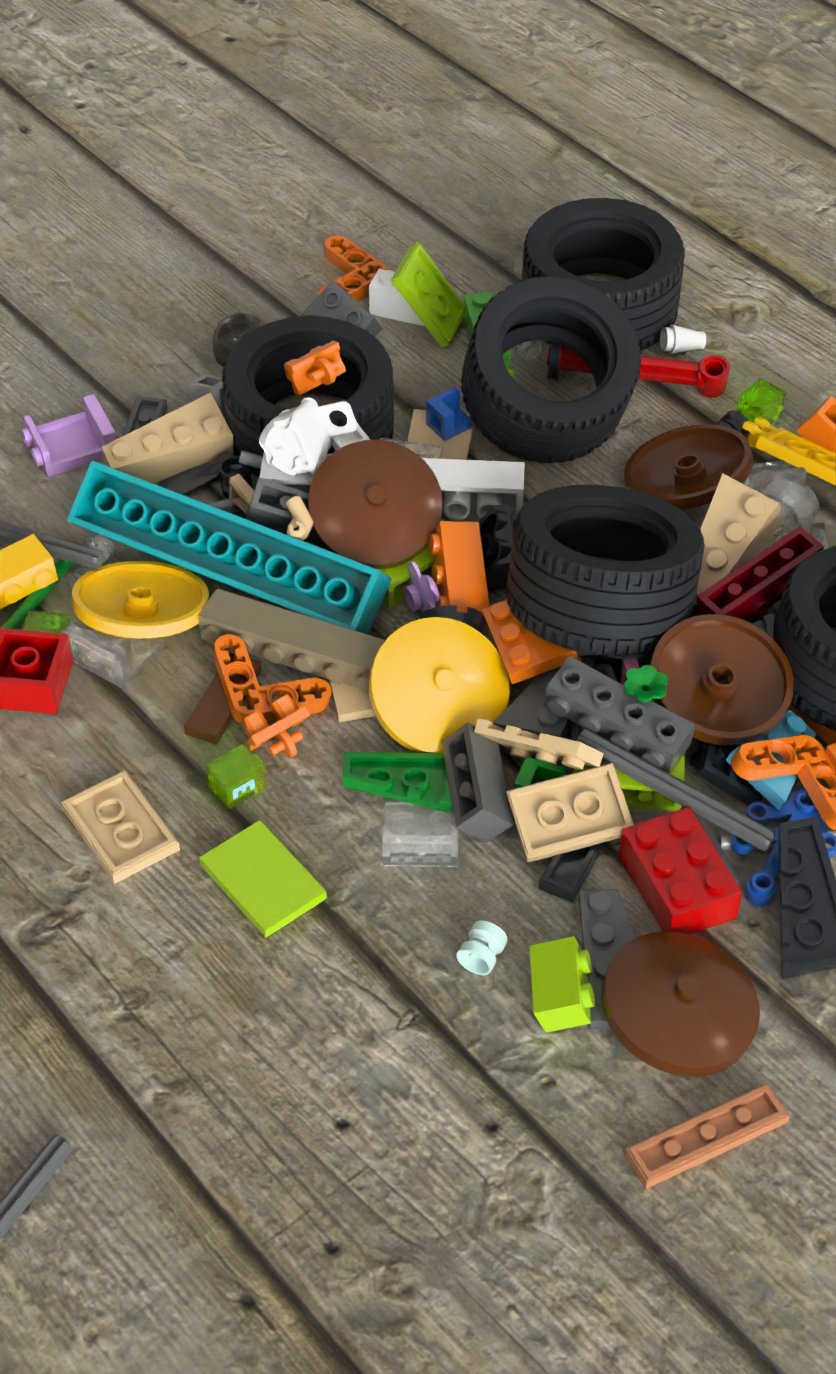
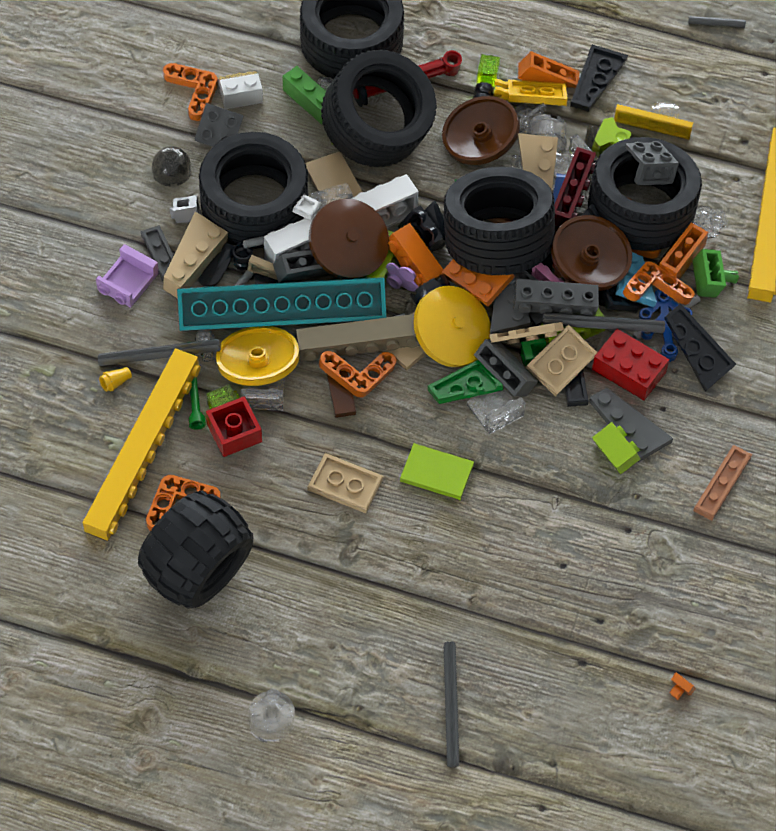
camera: 35 degrees left, 10 degrees up
(236, 776) = (384, 426): clear neon green brick -> none
(288, 717) = (388, 393): orange hips -> none
(301, 436) = (284, 220): white piece -> none
(302, 522) = (319, 269): tan arm -> none
(315, 368) = (266, 173): orange hips -> none
(429, 294) = (264, 85): lime tile -> none
(445, 415) = (329, 161): blue panel -> none
(483, 945) = (567, 449): light aqua wheel -> none
(646, 683) = (562, 275): green plant -> none
(680, 339) = (414, 46): white cone -> none
(680, 1003) = (673, 427): reddish brown dish -> none

